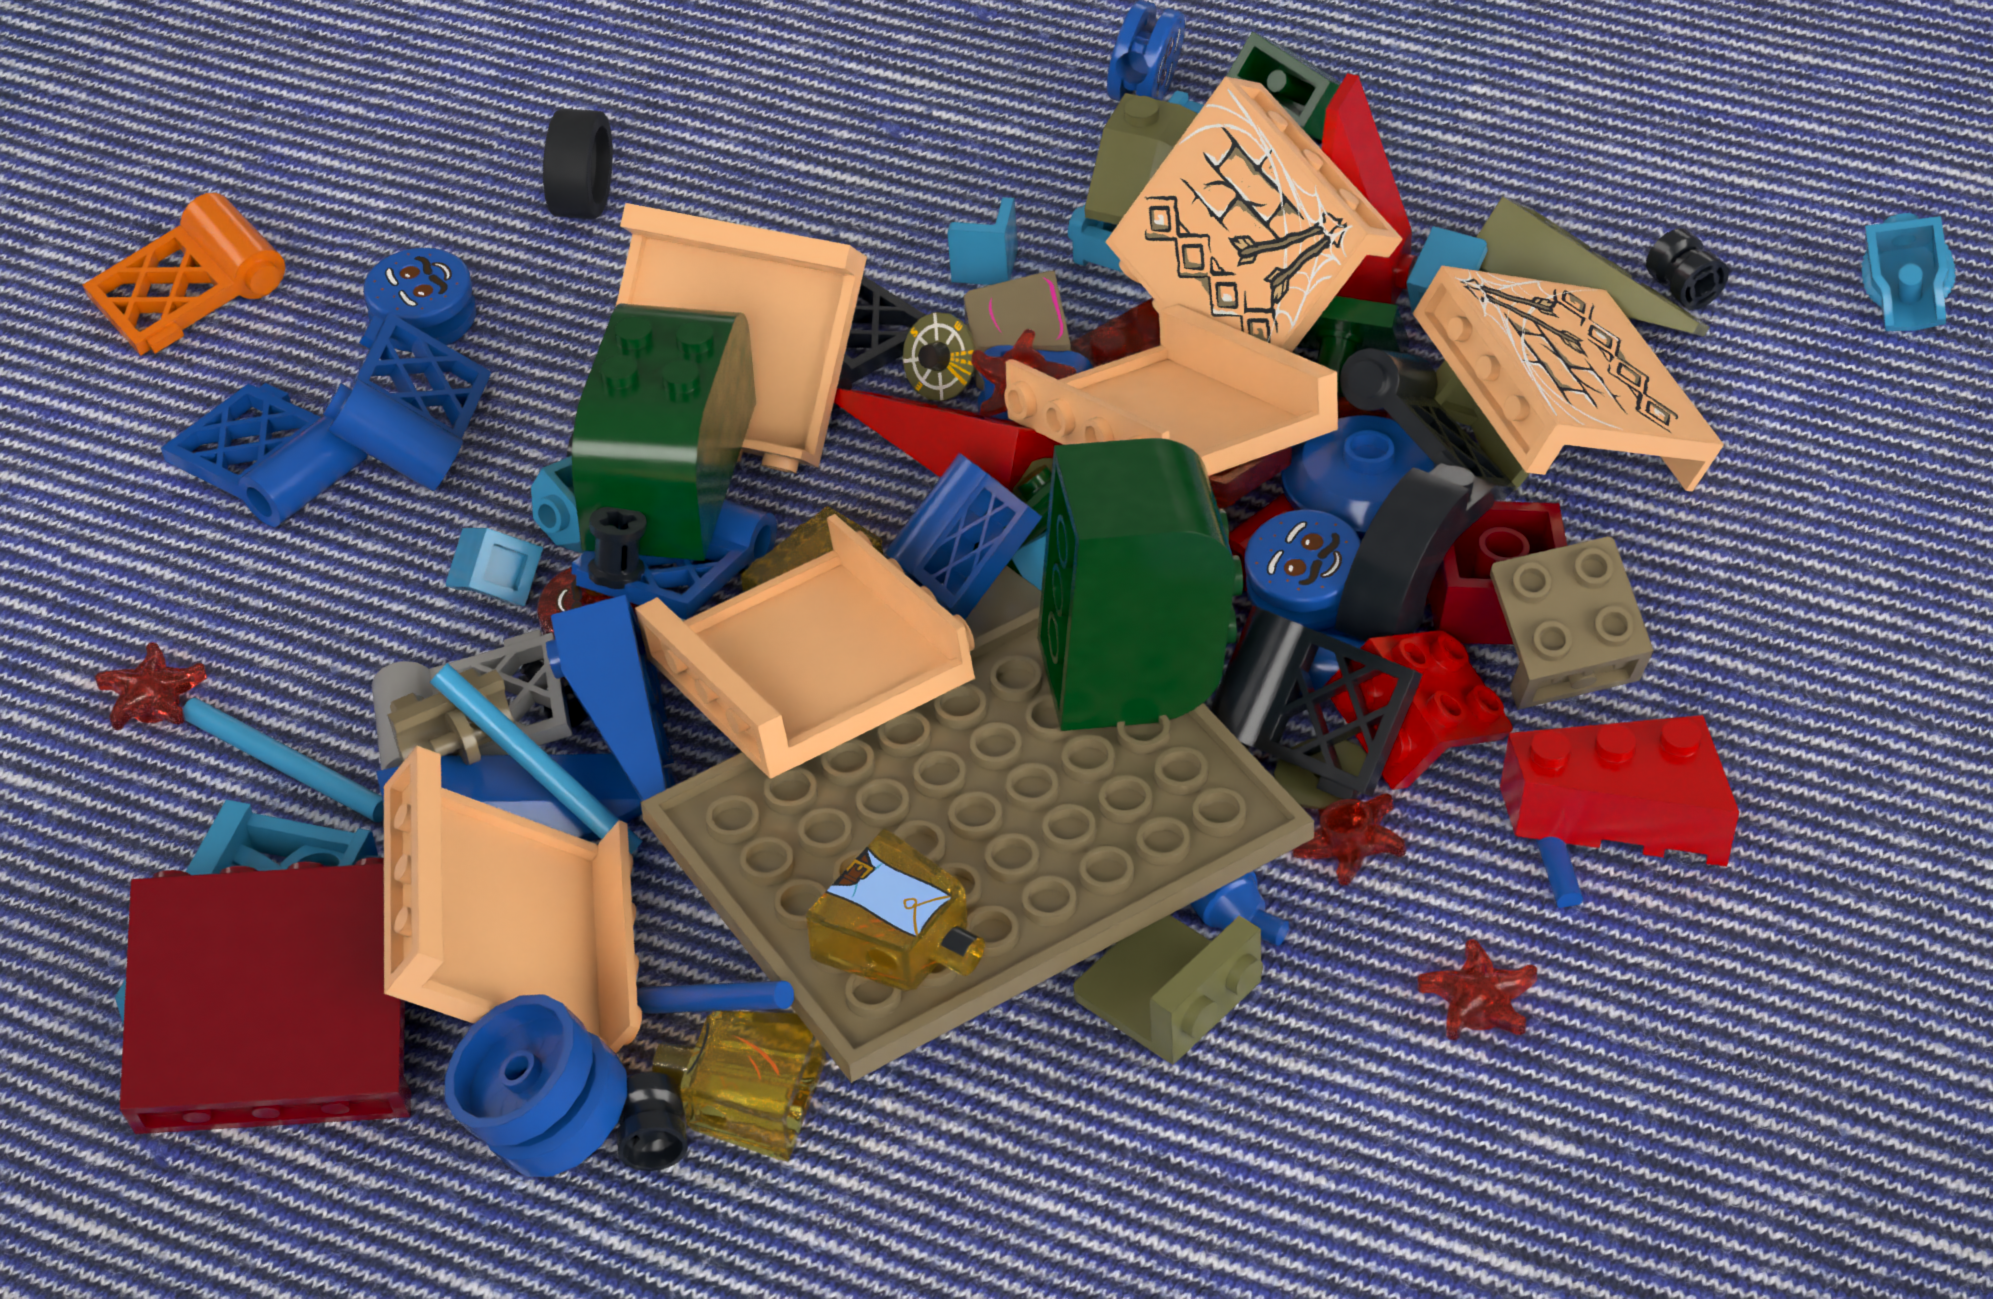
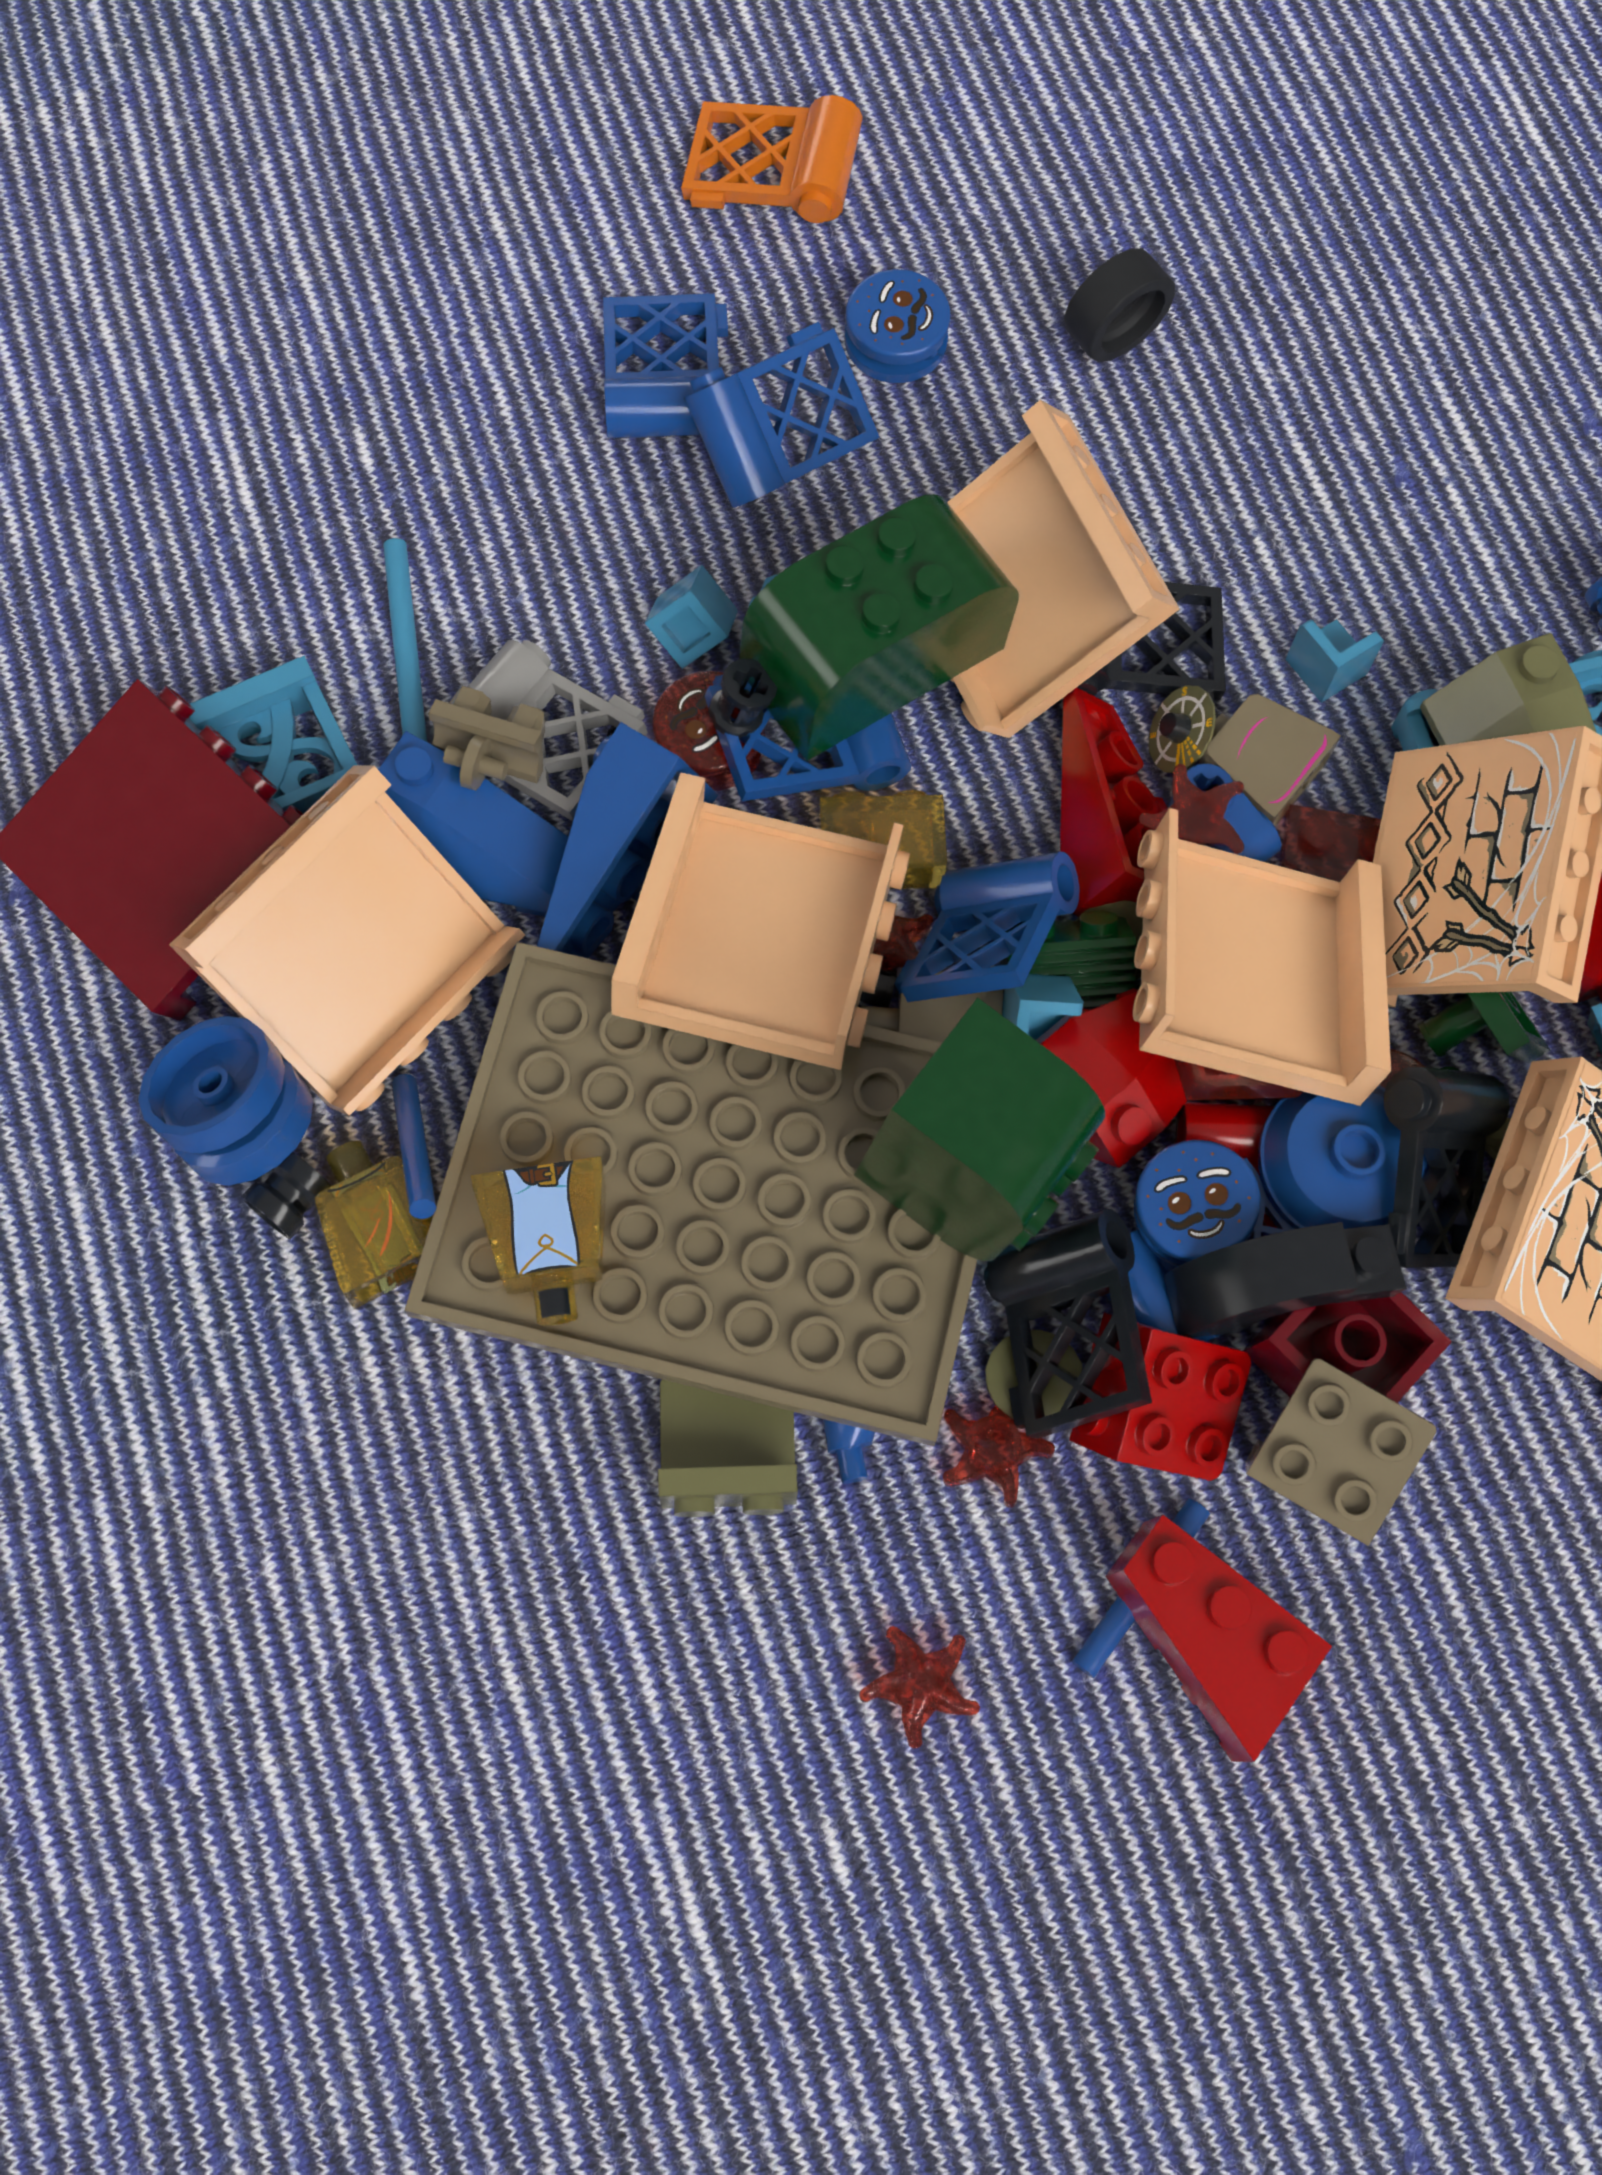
camera: 40 degrees right, 25 degrees up
(150, 690) = (382, 503): clear red animal -> none
(528, 753) = (504, 820): dark azure bar -> none

